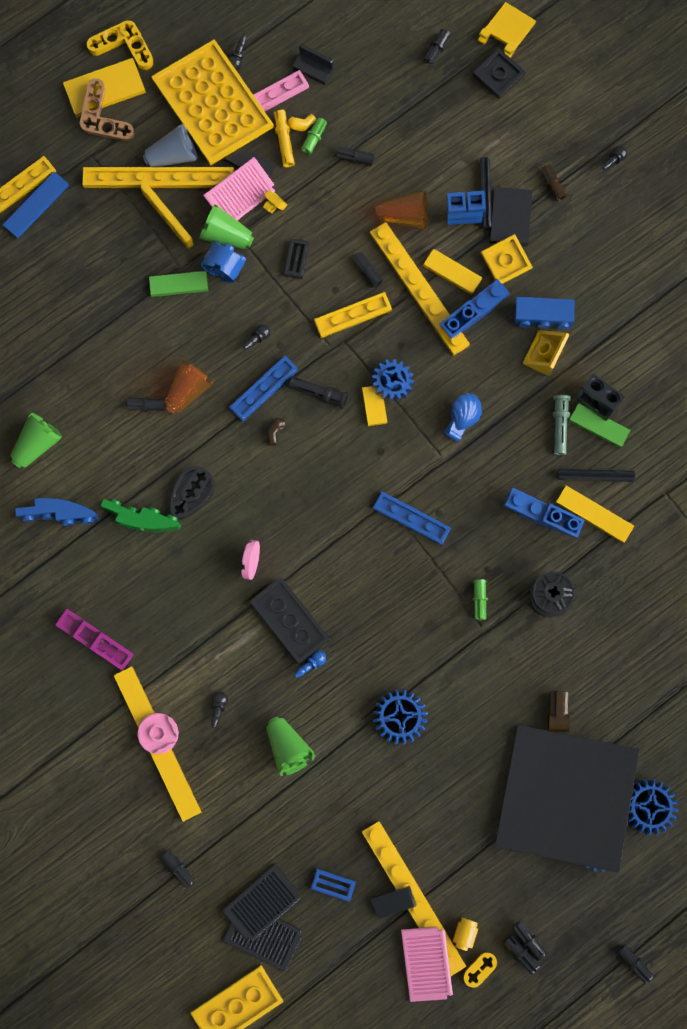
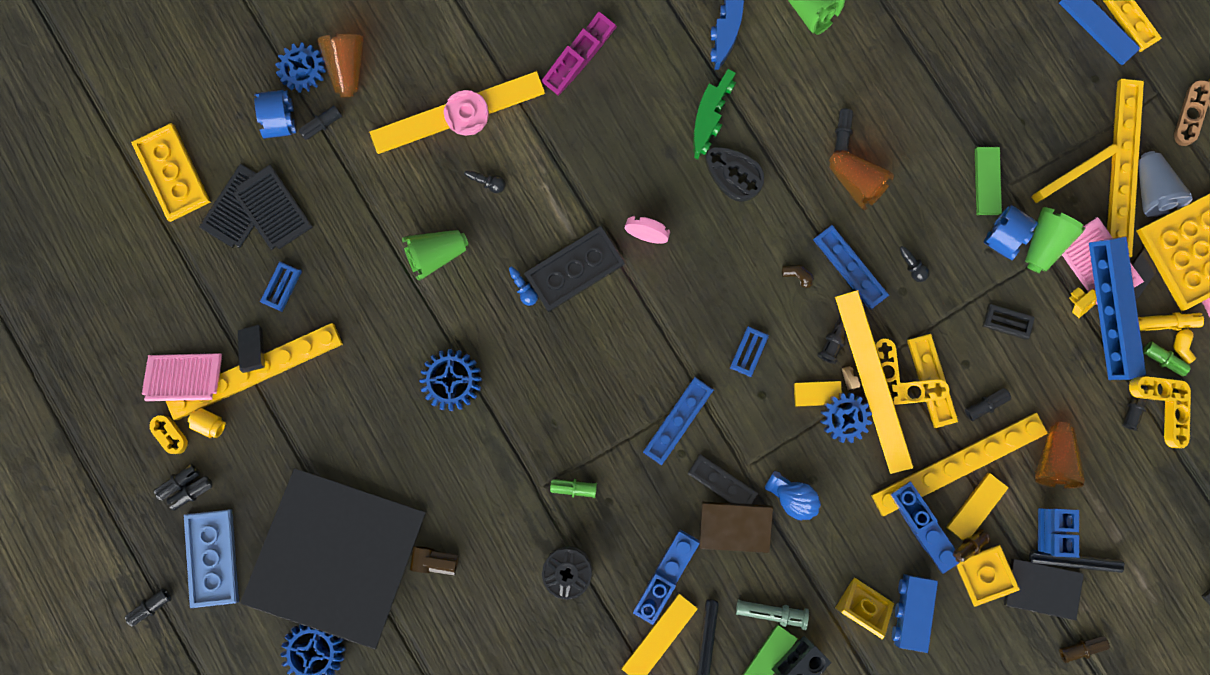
camera: 100 degrees right, 5 degrees up
(121, 853) = (343, 61): none -> clear orange cone
(136, 897) = (300, 77): none -> blue gear
(175, 910) = (274, 113): none -> blue brick
(278, 175) = (1117, 308): none -> blue brick
(343, 472) = (741, 369): none -> blue tile
(348, 128) = (1172, 402): none -> yellow beam
(359, 360) = (874, 382): none -> yellow tile
(360, 380) = (850, 380): none -> tan tile
(362, 337) = (901, 388): none -> yellow beam
(459, 476) = (721, 482): none -> black tile
(485, 273) = (971, 546): none -> dark brown axle
(494, 461) = (735, 527): none -> dark brown tile
(583, 913) = (211, 558): none -> medium blue tile

